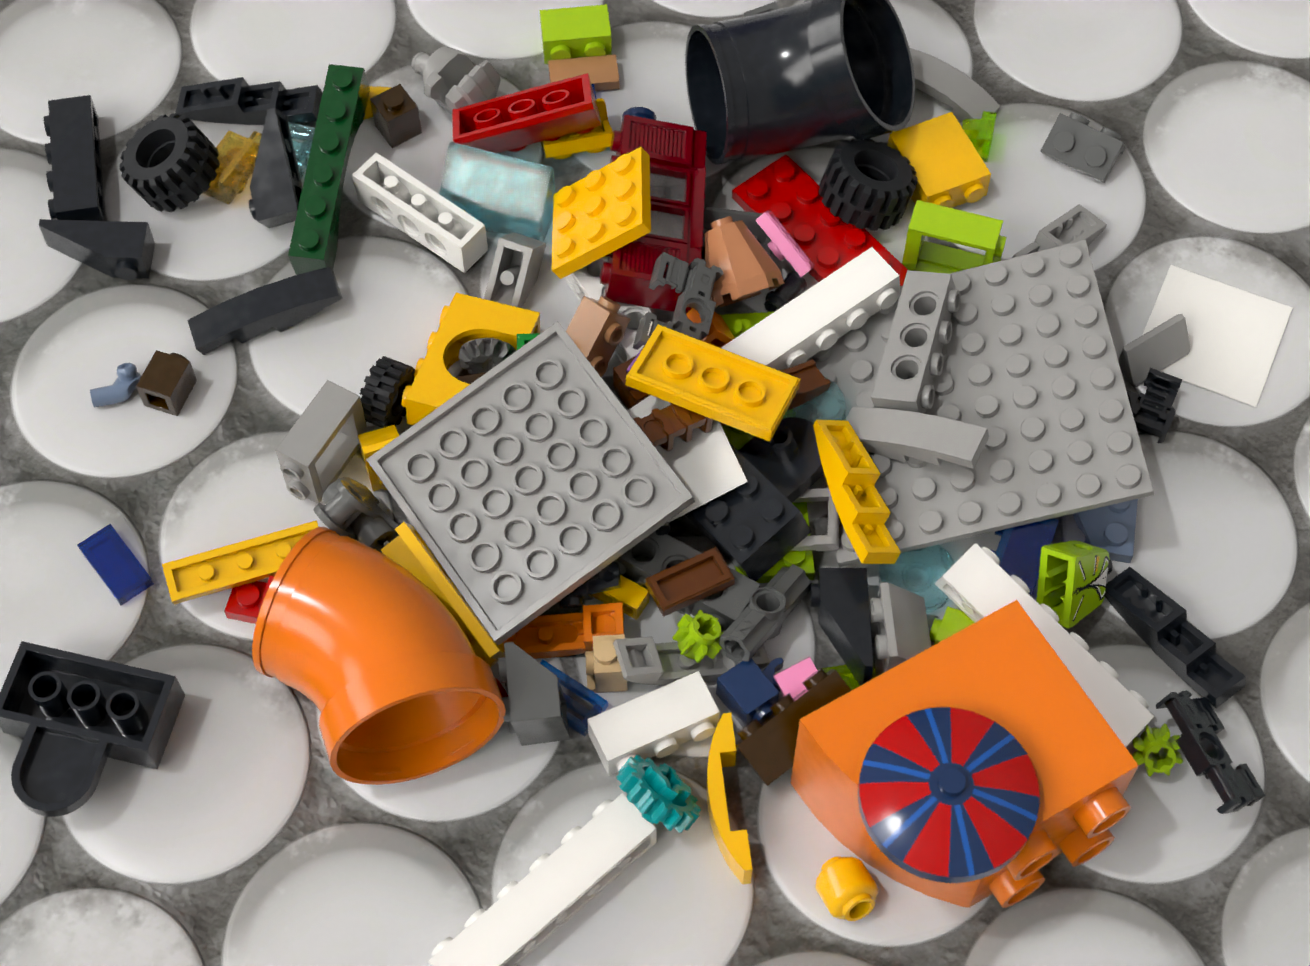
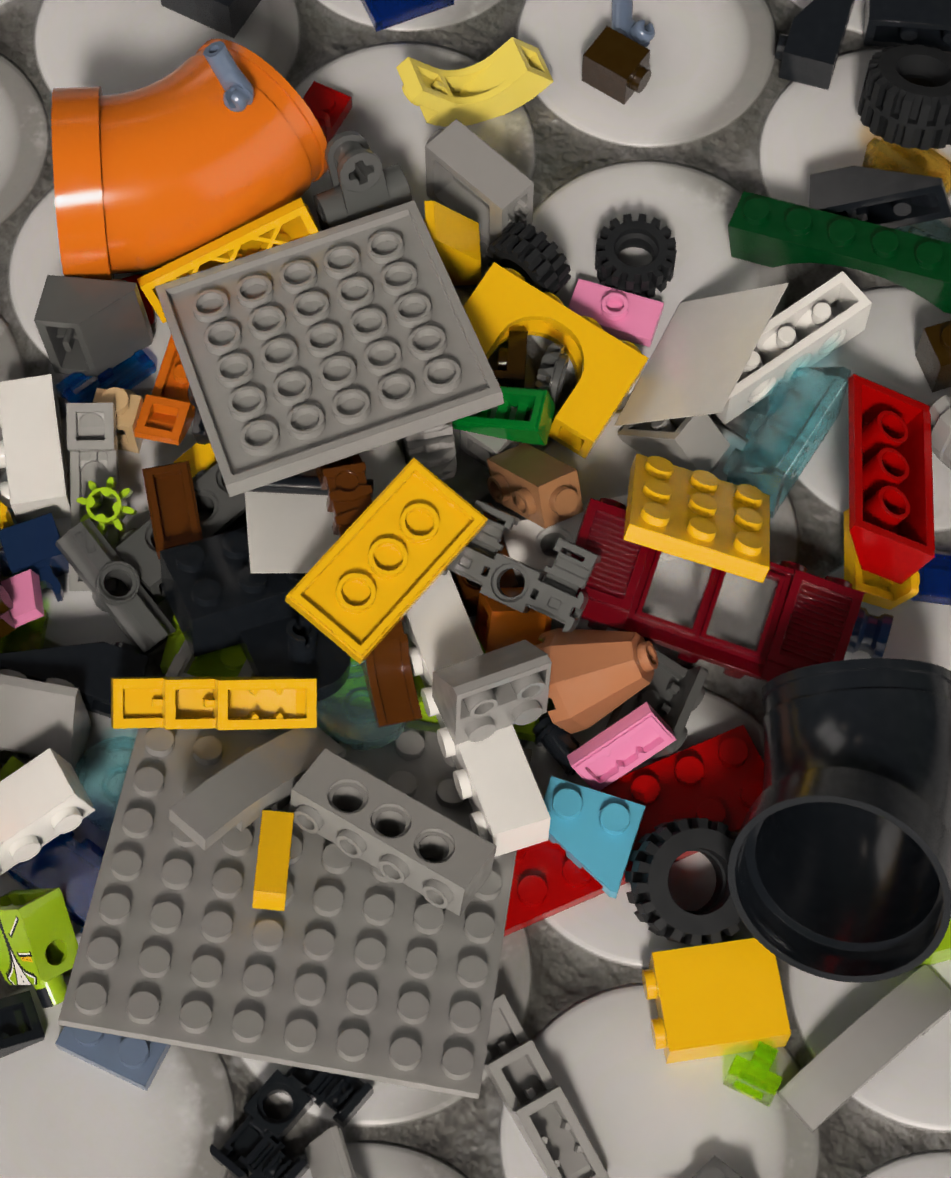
camera: 105 degrees right, 5 degrees up
(210, 473) = (477, 92): none -> light yellow arch
(231, 564) = (358, 83): yellow fence -> none
(269, 306) = (690, 173): black slope -> none
(321, 566) = (237, 87): none -> sand blue arm
(353, 315) = (638, 235): none -> black tyre
(407, 334) = (617, 311): none -> bright pink plate
(448, 245) = (701, 356): none -> white sticker
(793, 289) = (493, 691): none -> light grey slope
(848, 240) = (593, 829): none -> medium azure wing
(954, 227) = (562, 958): lime window -> none
(973, 405) = (273, 860): none -> yellow piece

